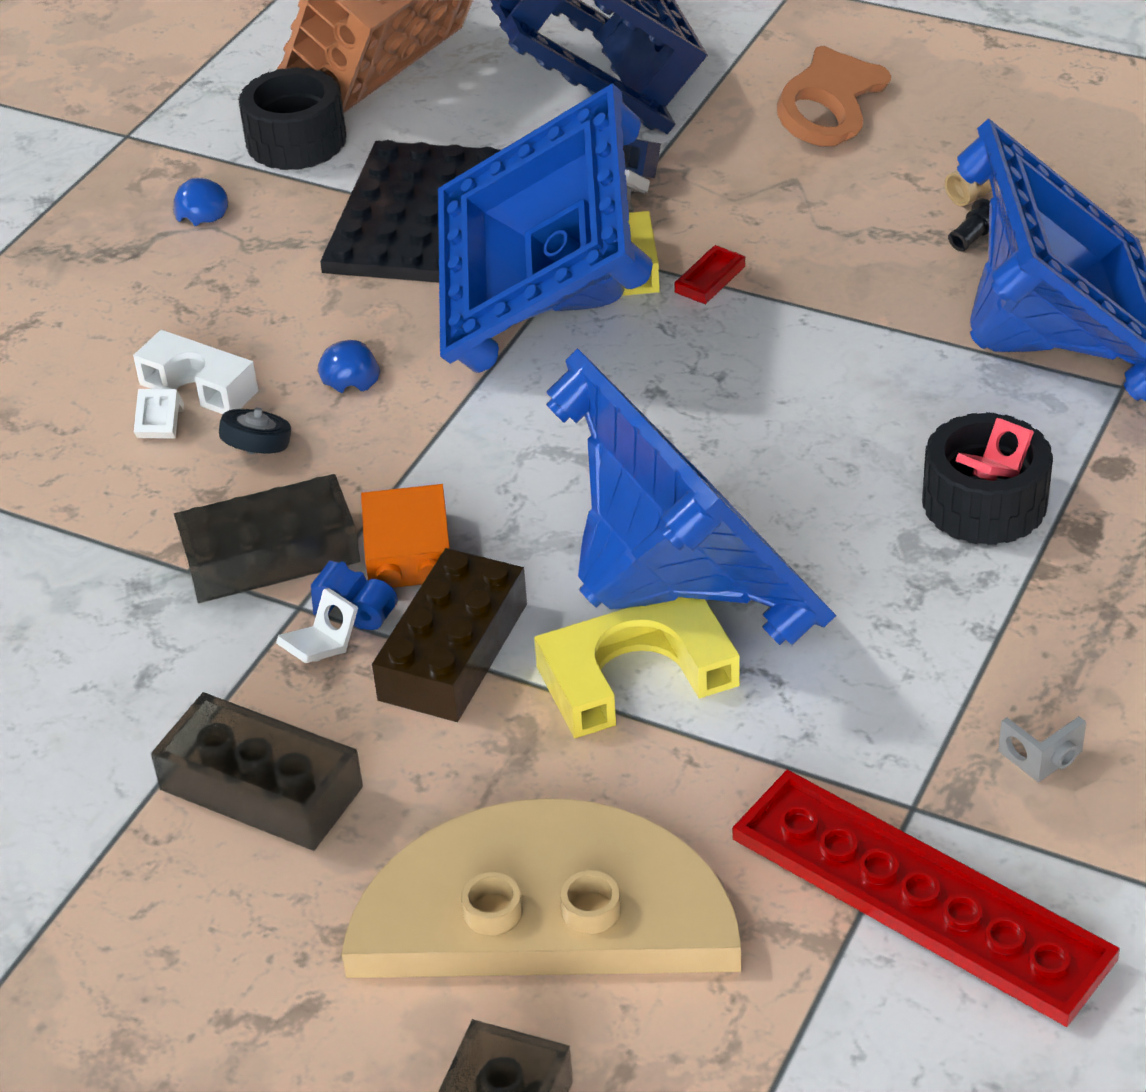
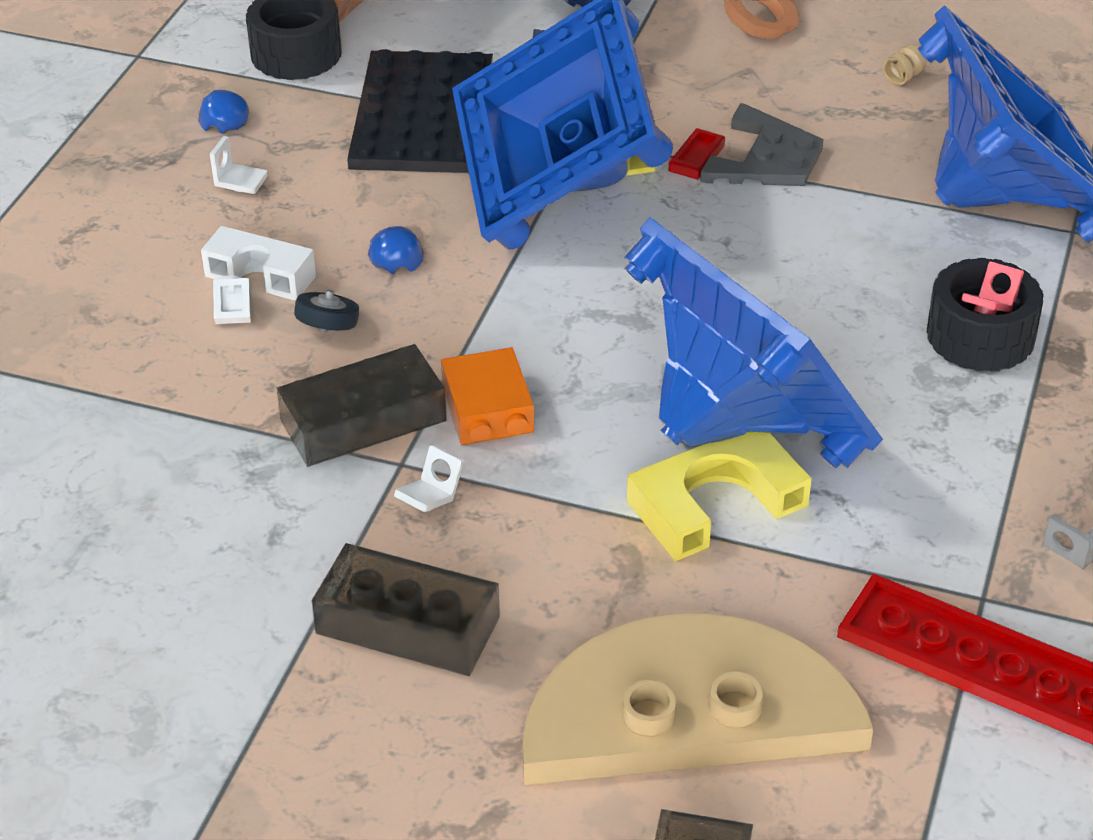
camera: 10 degrees left, 0 degrees up
(193, 273) = (234, 176): none -> white bracket
(372, 597) = (471, 447): blue leg -> none
(450, 634) = (548, 478): dark brown brick -> none
(801, 283) = (778, 156): none -> dark grey wing
(973, 227) = (922, 95): black pin -> none

